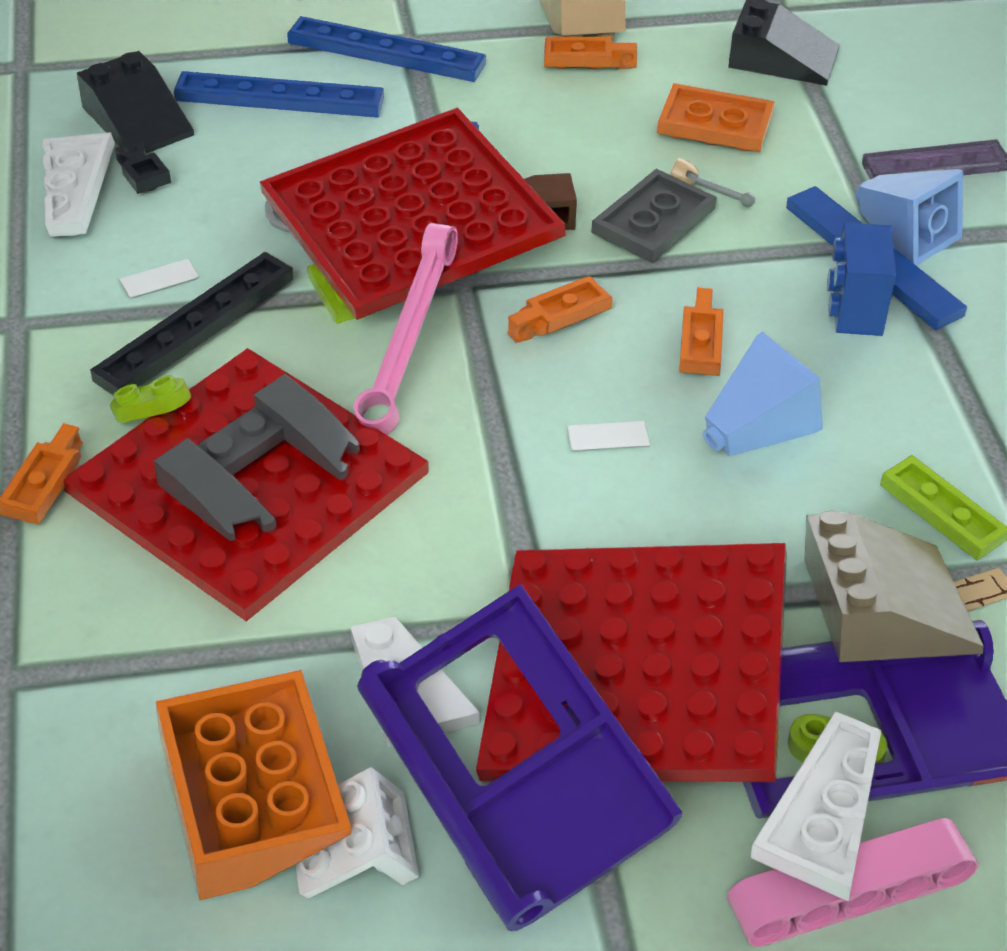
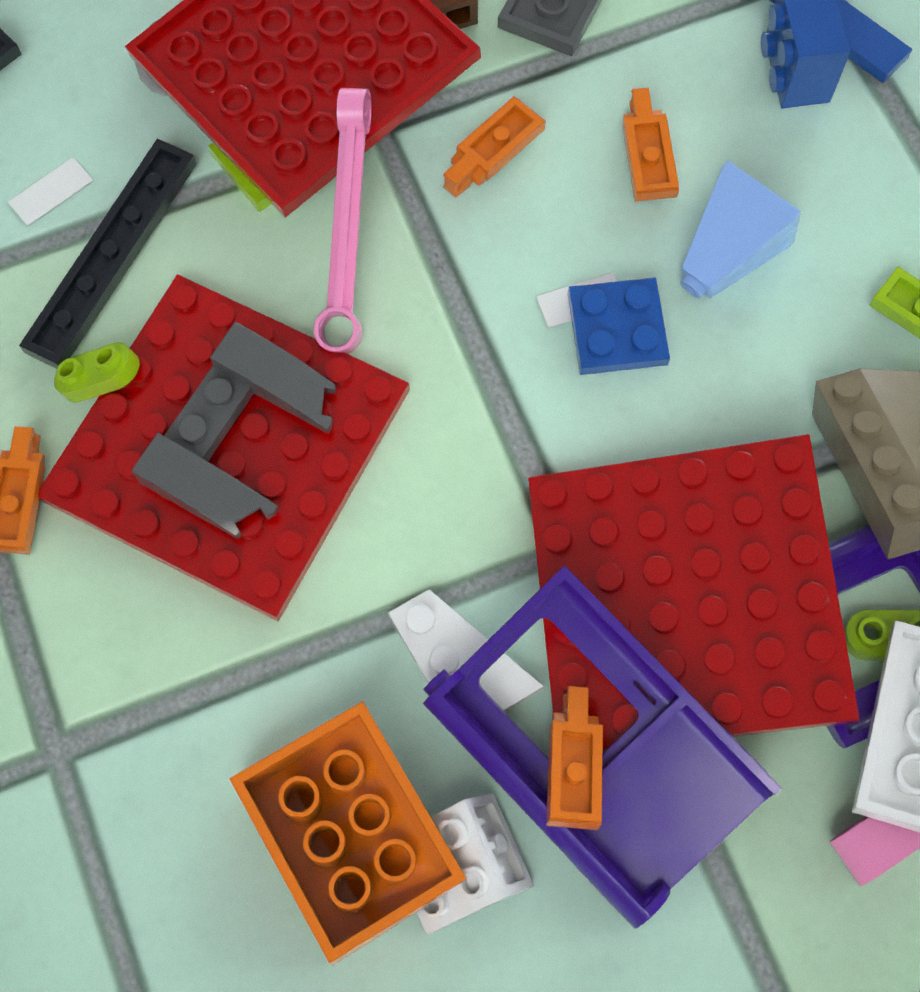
camera: 10 degrees left, 25 degrees up
(485, 759) = (575, 765): none -> orange hinge
(636, 457) = (618, 326): none -> blue plate

